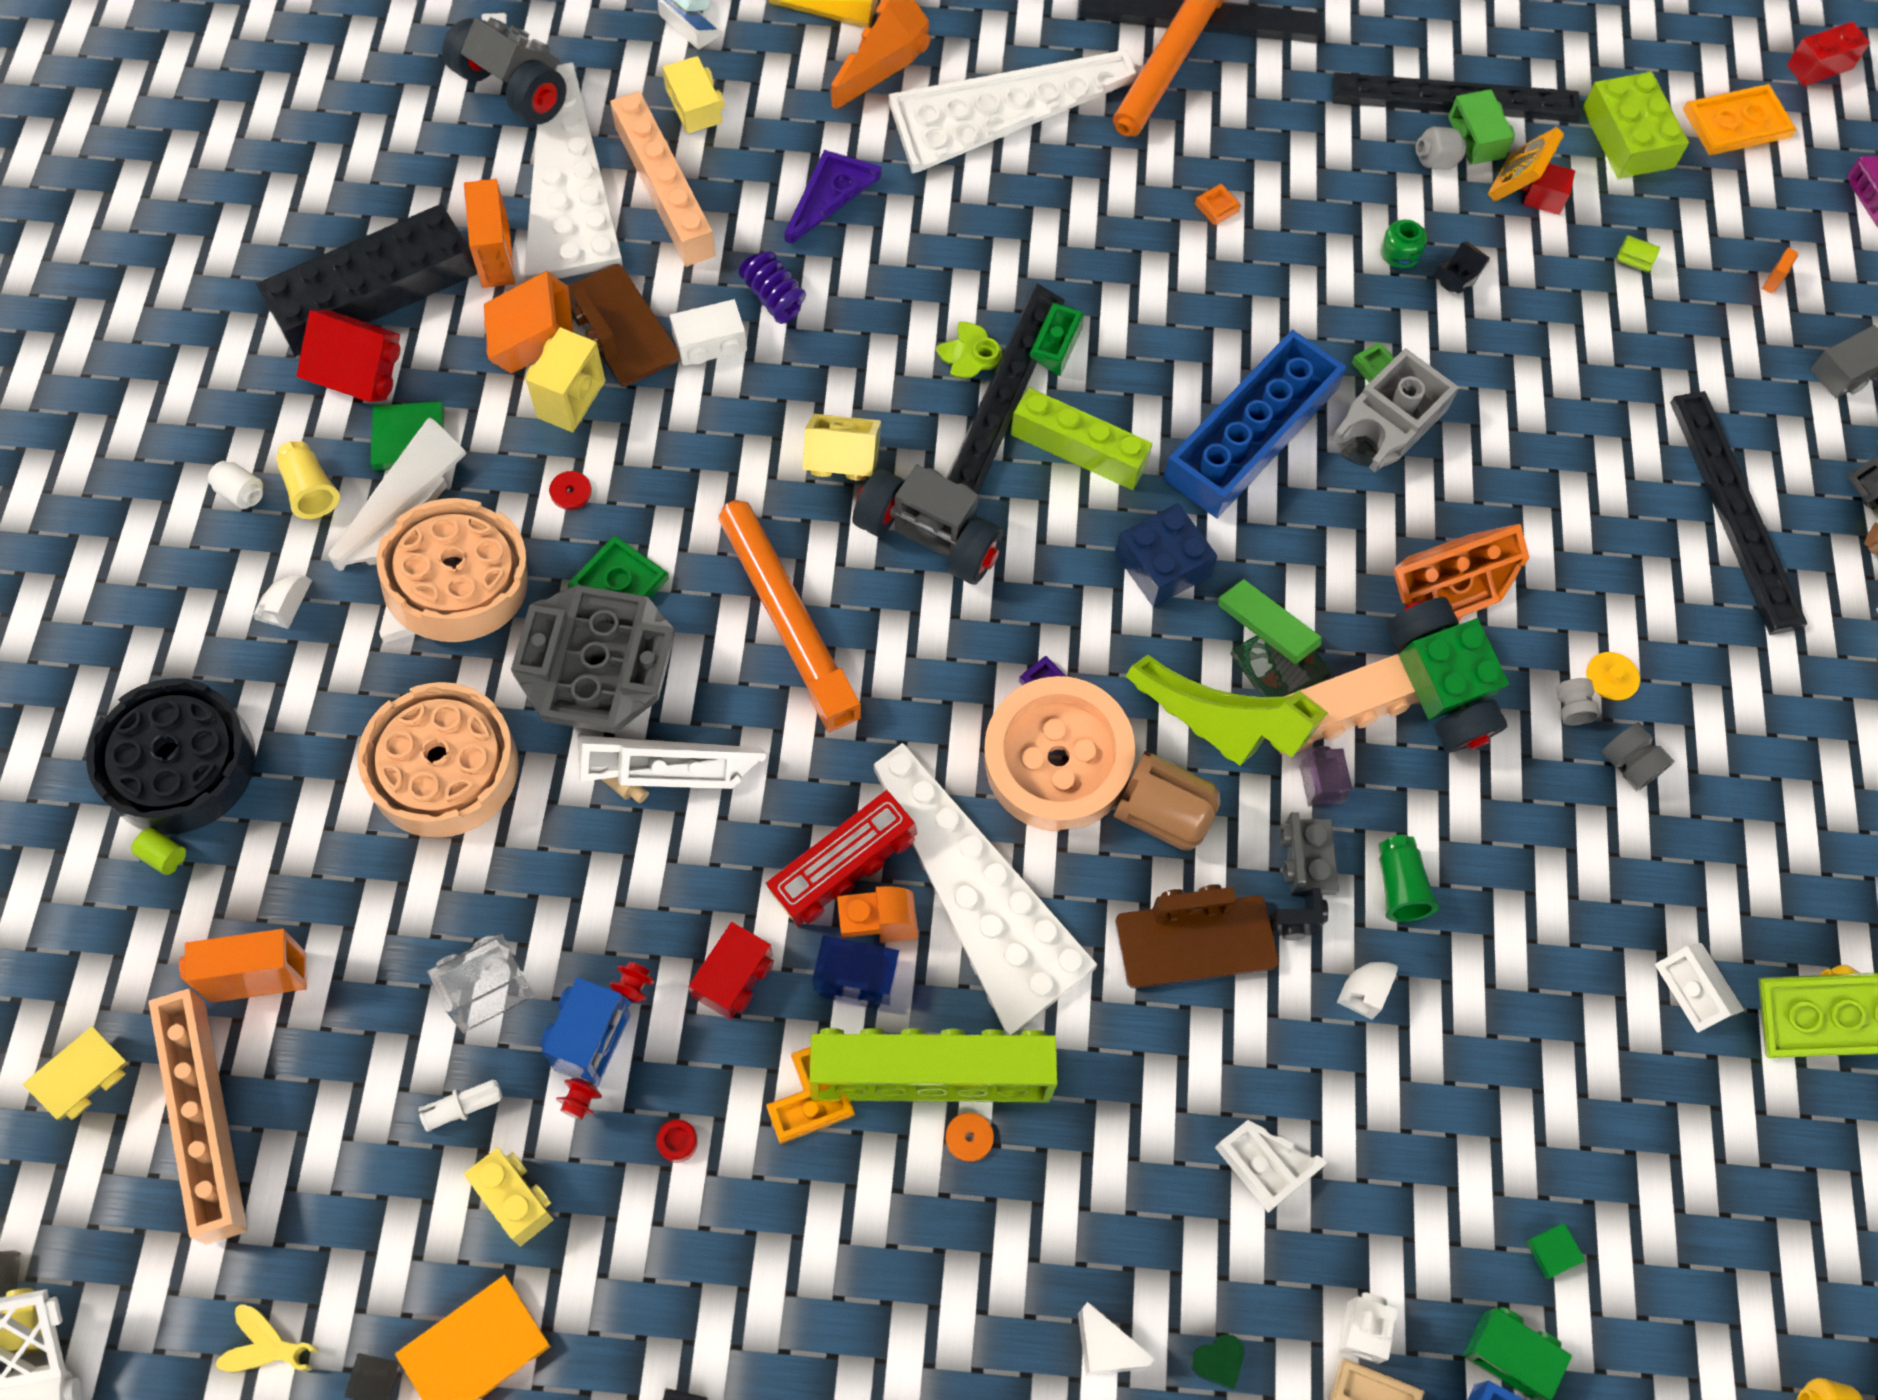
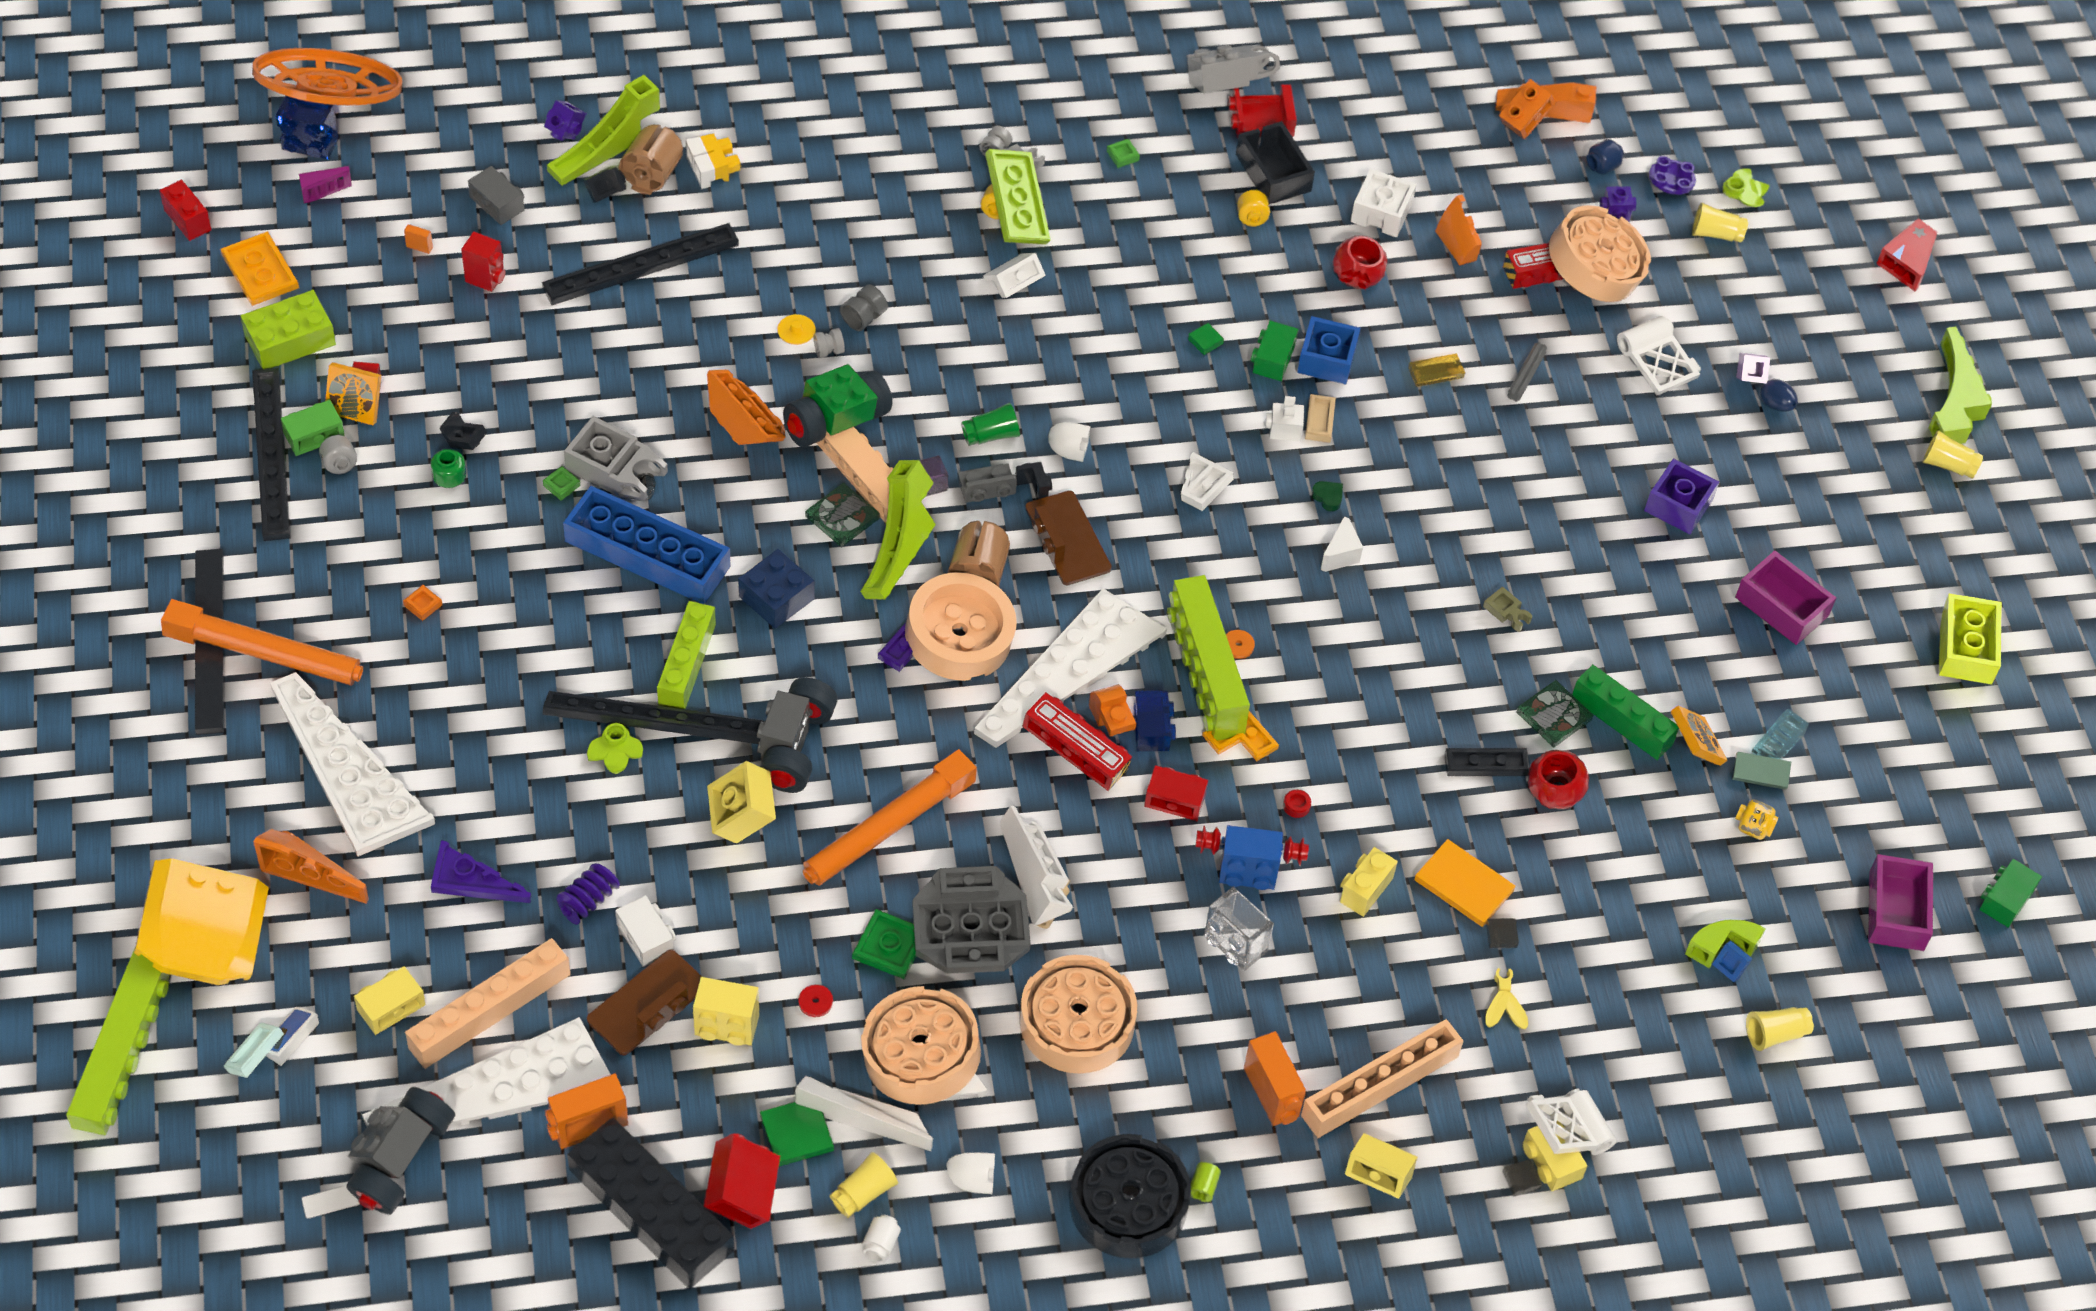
camera: 105 degrees left, 10 degrees down
(459, 1104) = (1318, 931): white axle -> none
(525, 319) = (676, 1055): orange brick -> none
(1057, 338) = (591, 686): green slope -> none
(1269, 621) = (815, 520): bright green tile -> none
(1638, 253) = (419, 325): lime piece -> none
(1732, 319) = (483, 261): none -> red brick

